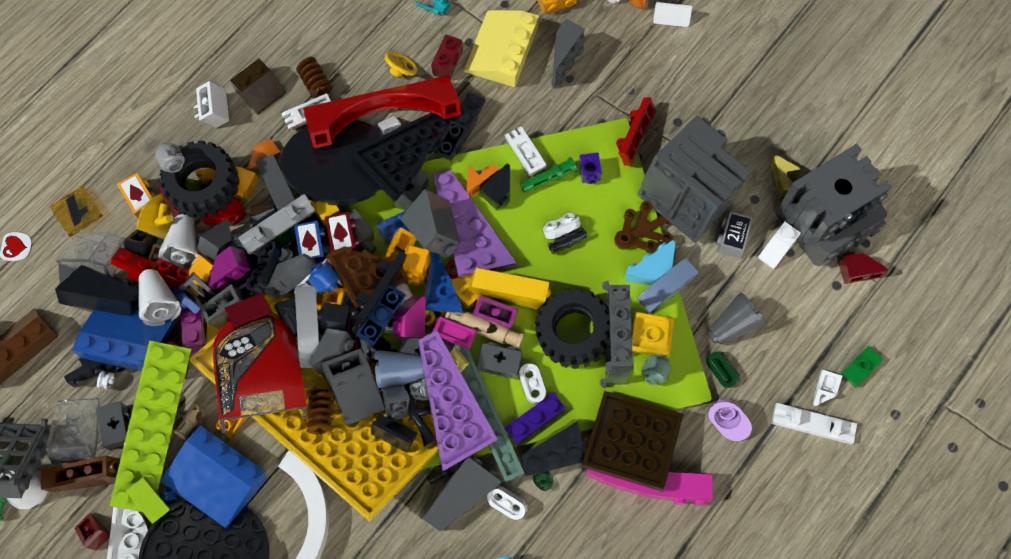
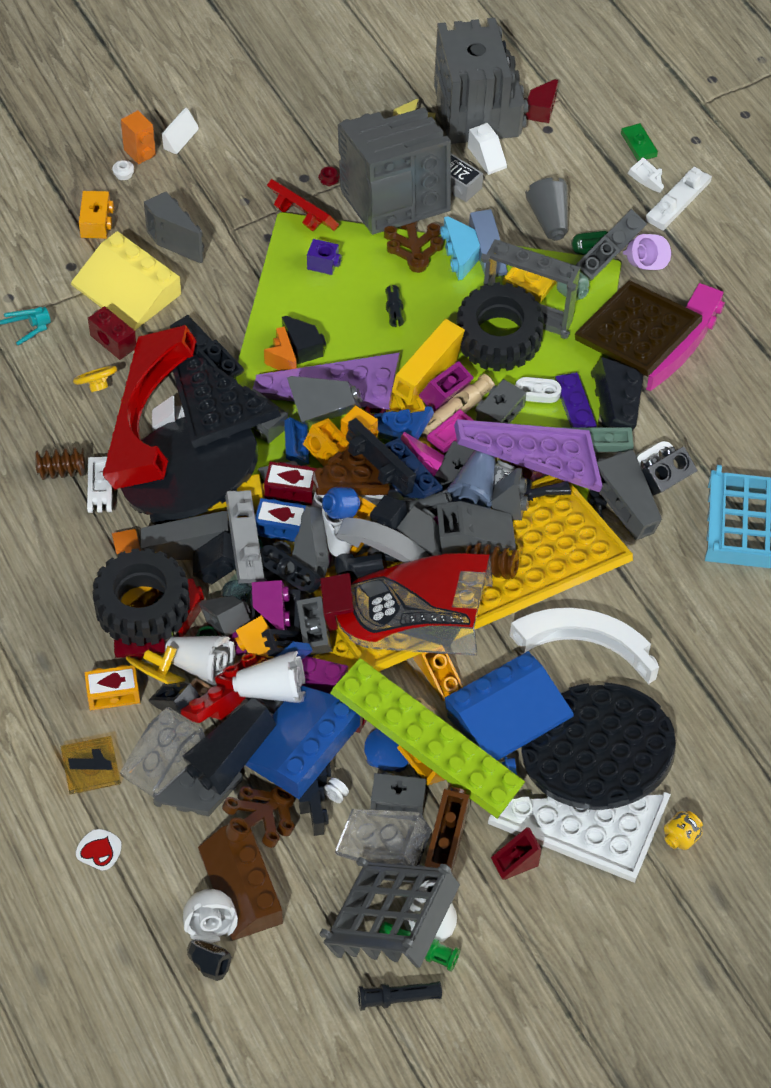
camera: 70 degrees left, 15 degrees down
(62, 338) = (277, 799): none -> reddish brown plant
(147, 500) = (512, 770): lime tile -> none
(169, 157) = (113, 594): light grey head -> none
(211, 105) = (35, 572): white brick -> none
(258, 86) = (36, 522): dark brown slope -> none
(393, 433) = (544, 512): black panel -> none
(493, 523) = (668, 472): none -> black brick
(526, 151) = (270, 303): white hinge -> none
(543, 480) = (645, 422): clear green piece -> none
(557, 172) = (311, 286): green pin -> none
(561, 226) = (376, 303): white plate -> none
(714, 384) = (611, 245): none -> dark grey slope

